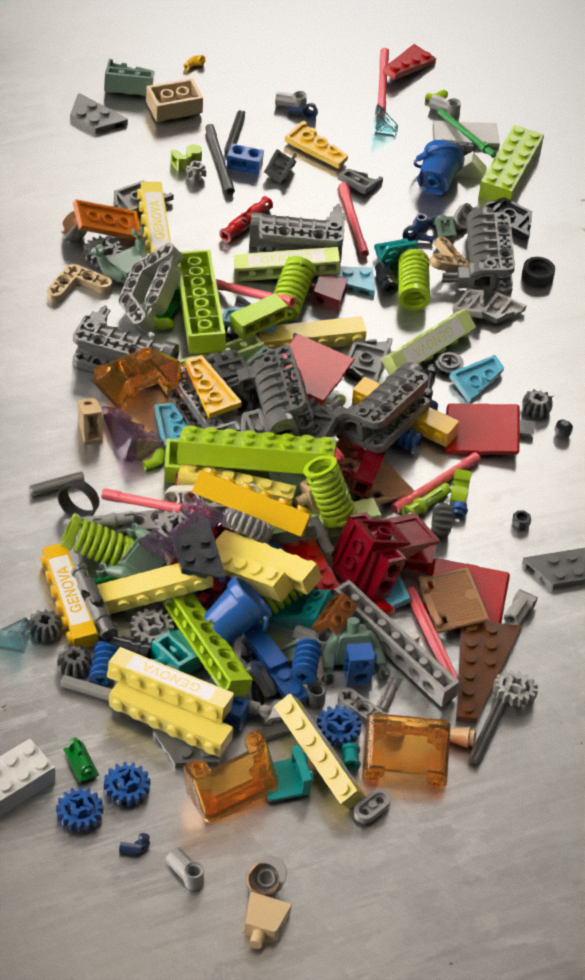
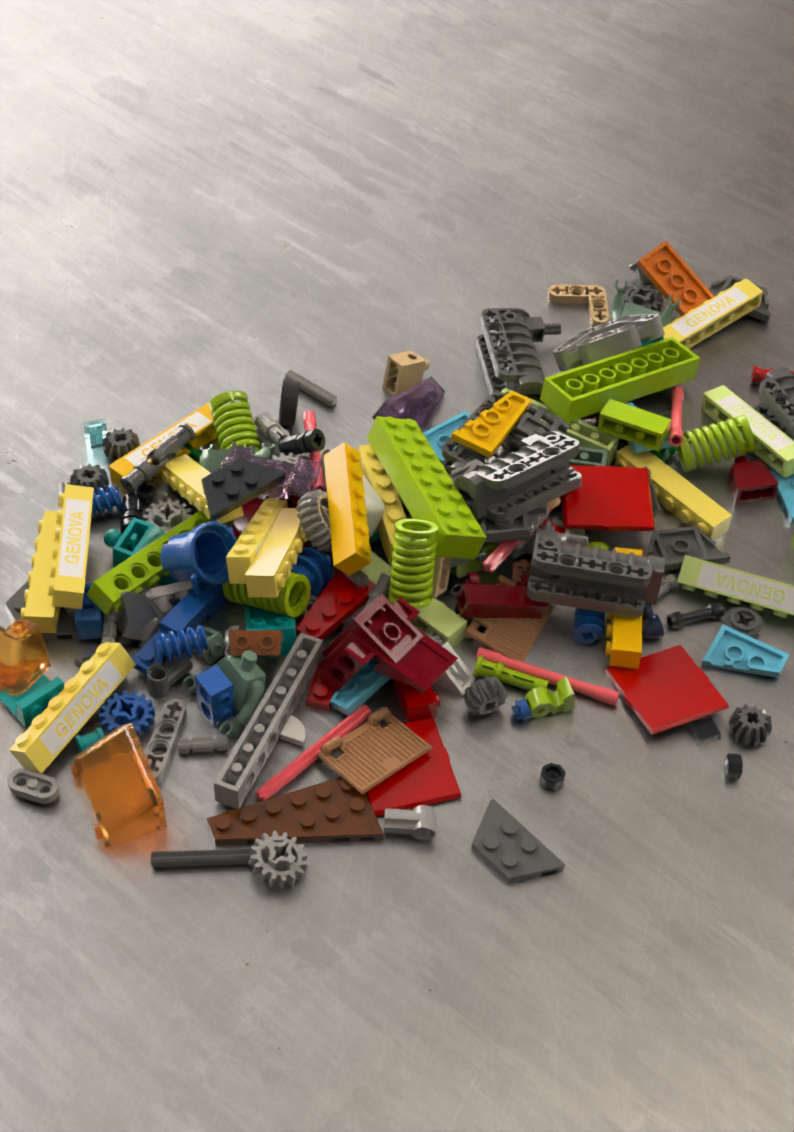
camera: 65 degrees right, 0 degrees up
(135, 372) = (470, 369): clear orange windscreen -> none
(152, 504) = (306, 442): none -> black axle
(463, 736) = (178, 834): tan cone -> none

